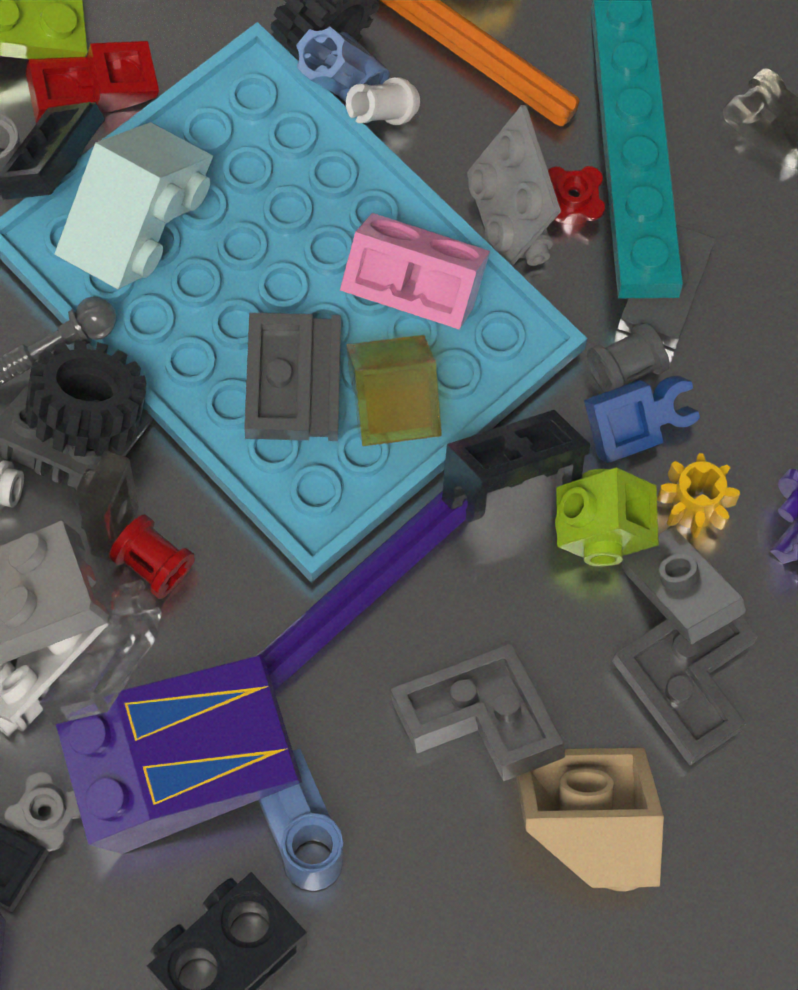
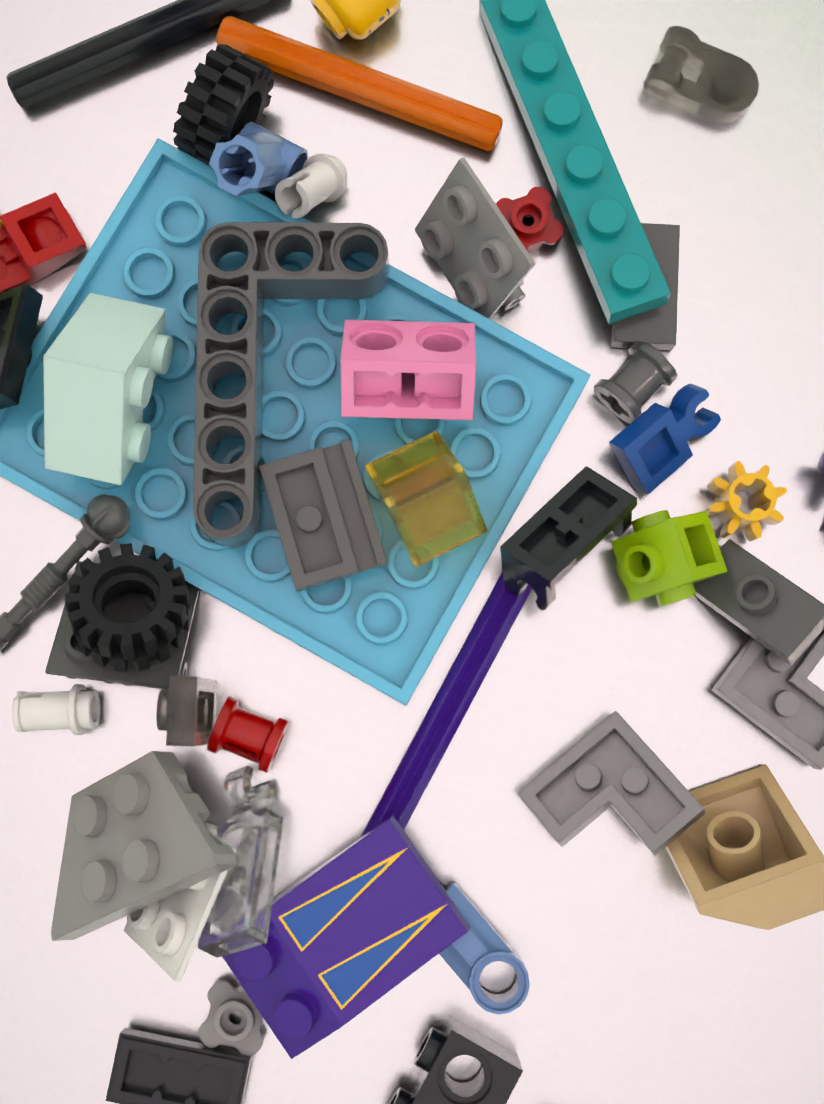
camera: 15 degrees left, 15 degrees up
(268, 214) = (242, 352): none -> dark grey beam

